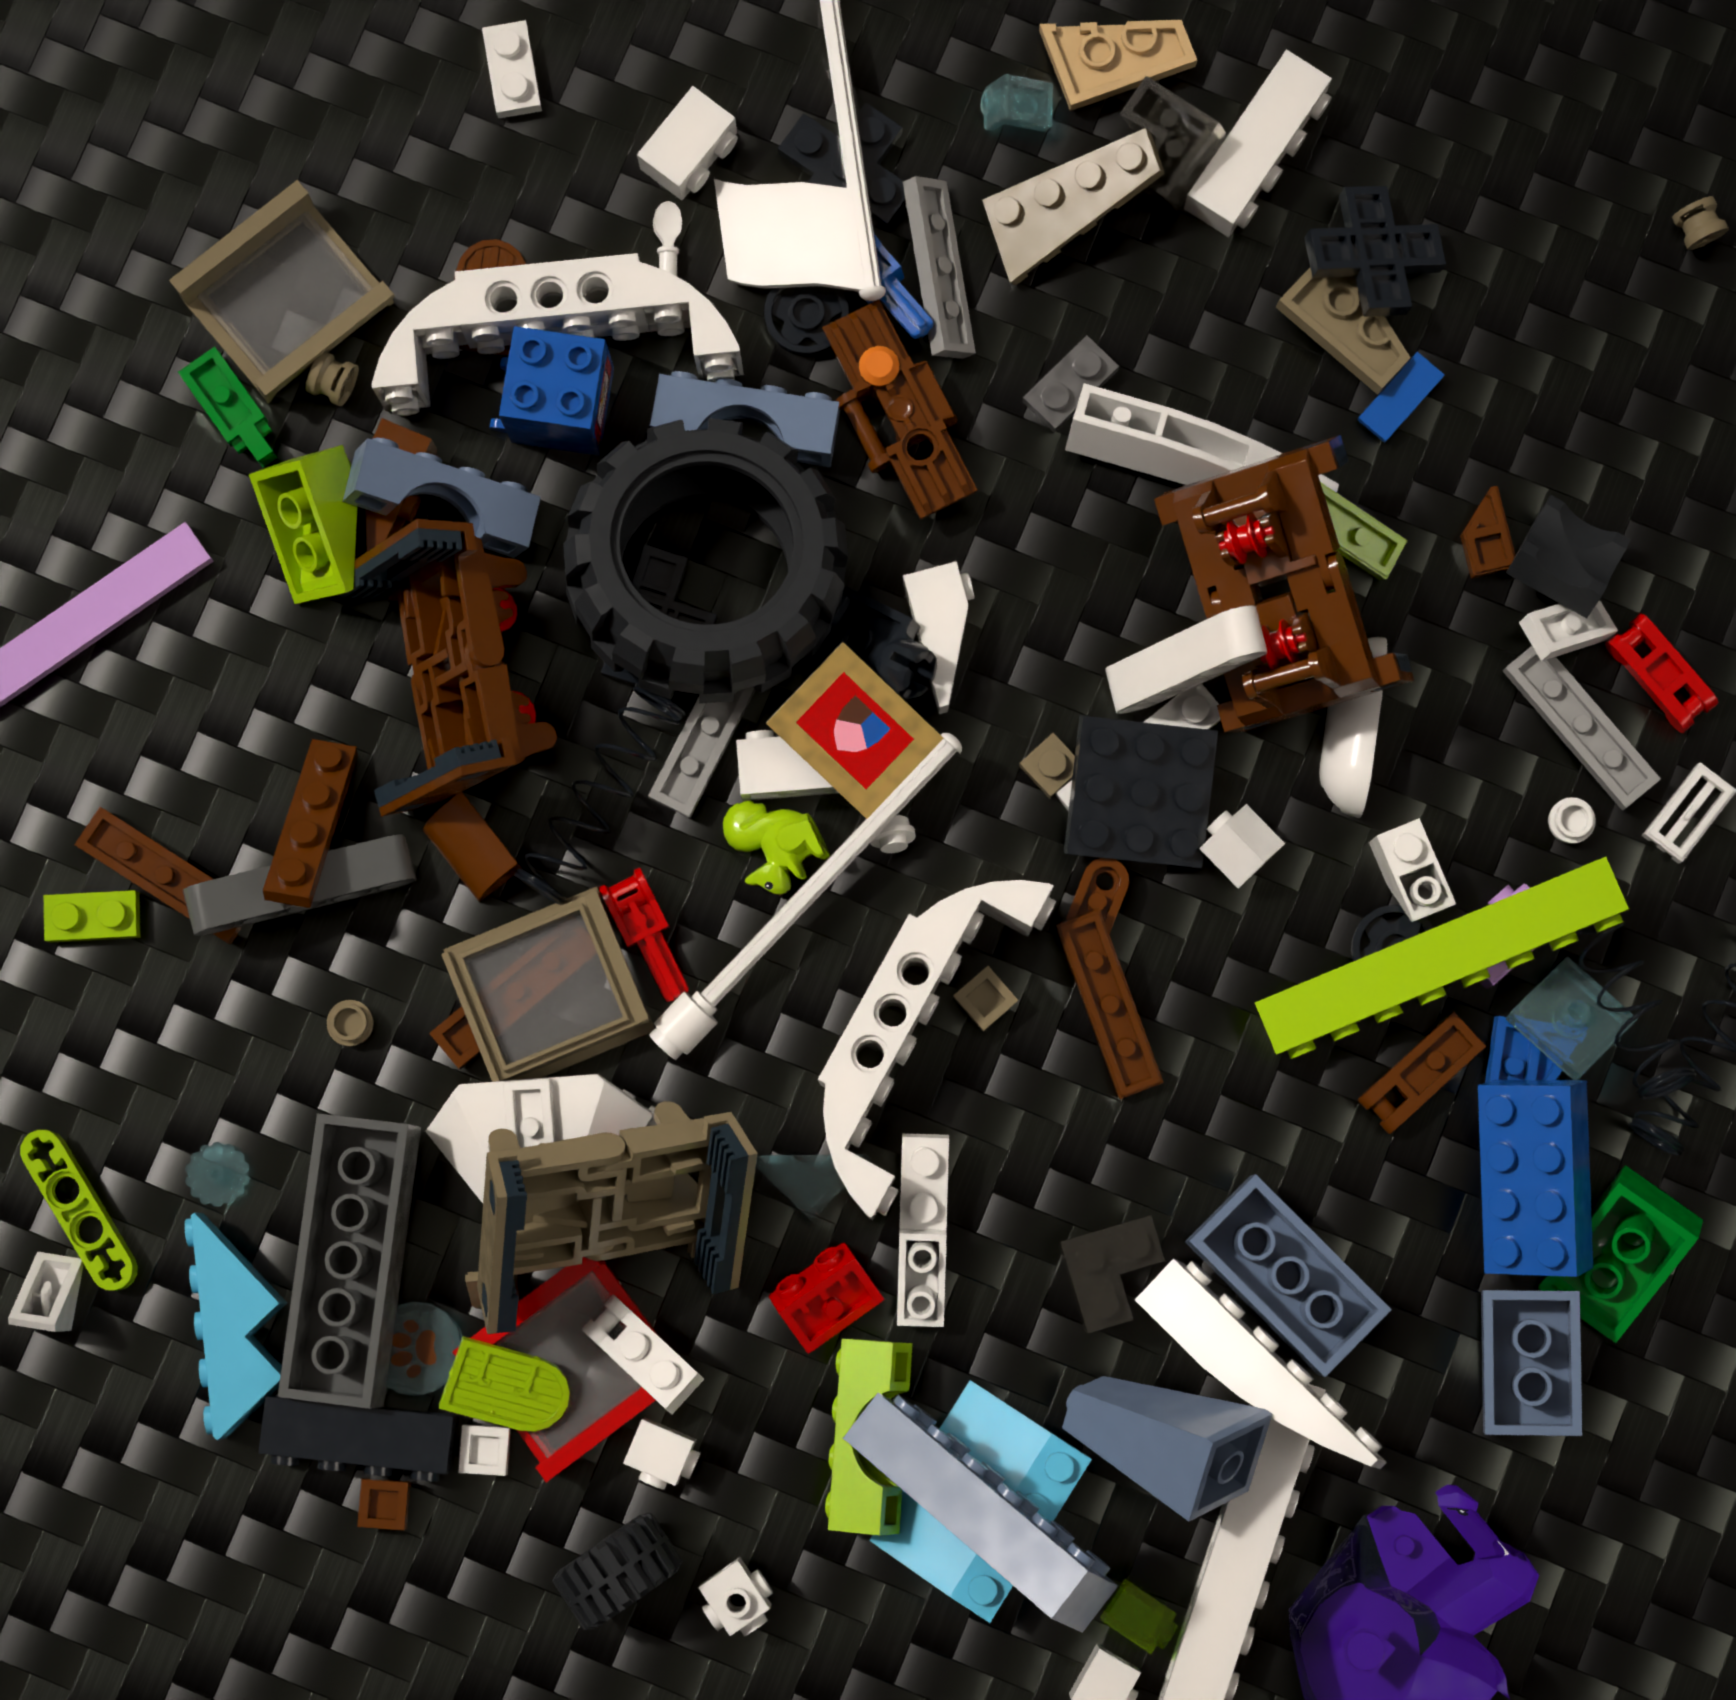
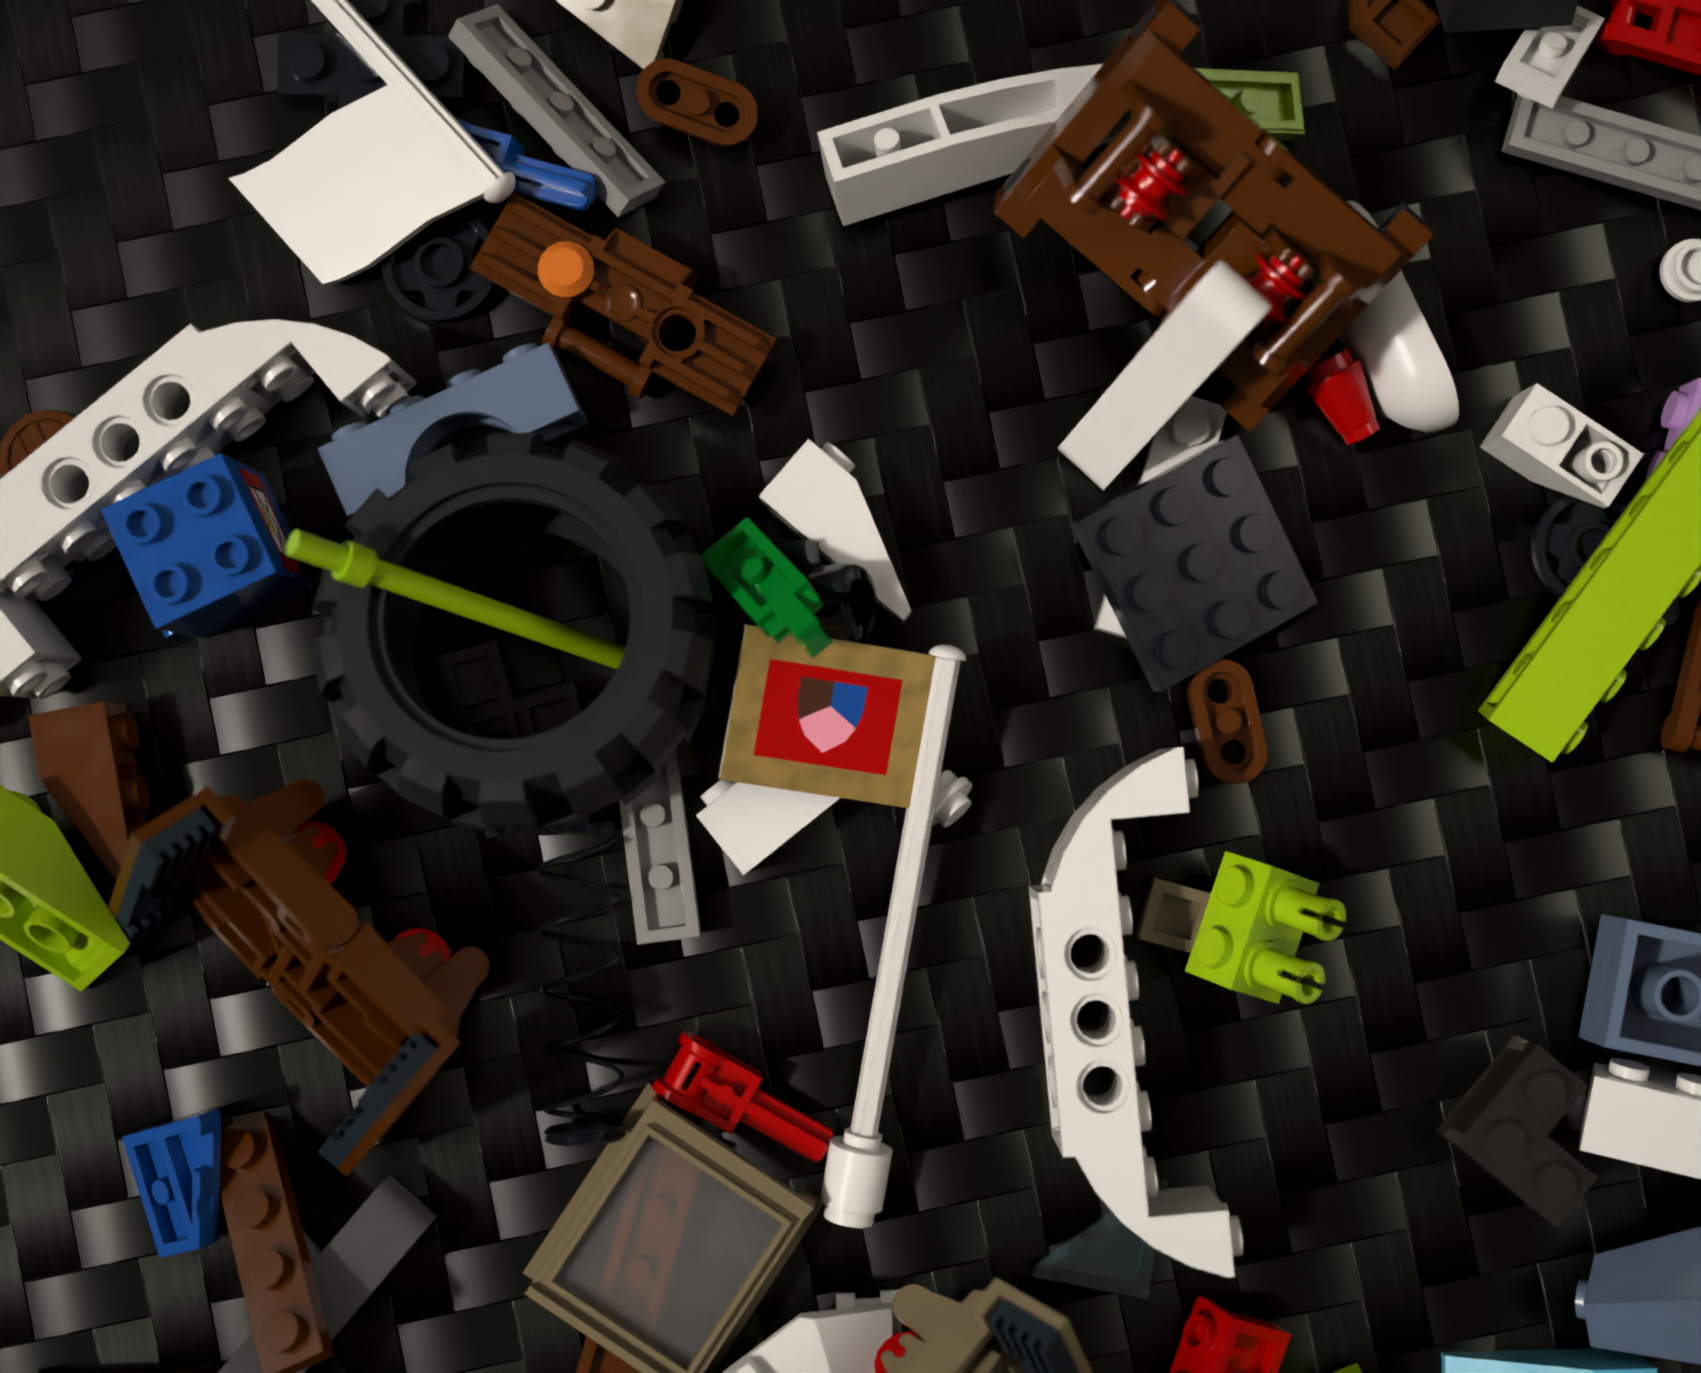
camera: 35 degrees left, 5 degrees up
(280, 752) = (179, 1180): none -> blue wing
(386, 475) = (76, 785): sand blue arch -> none
(470, 847) = (475, 1133): reddish brown brick -> none
(643, 456) = (360, 566): none -> lime bar
(667, 227) = (214, 271): white piece -> none
(688, 144) = (169, 156): white brick -> none
(784, 838) = (825, 887): lime animal -> none
(870, 628) = (767, 586): none -> green hinge
(923, 1230) = (1284, 1229): white slope -> none
(1027, 319) = (699, 101): none -> reddish brown plate
(1028, 1035) = (1256, 928): none -> lime brick
(1049, 765) = (1068, 599): dark tan plate -> none
(1059, 391) = (792, 157): flat silver plate -> none
(1109, 1003) = (1318, 827): reddish brown tile -> none
(1240, 844) = (1349, 548): white brick -> none
(1301, 752) = (1342, 395): none -> red cone

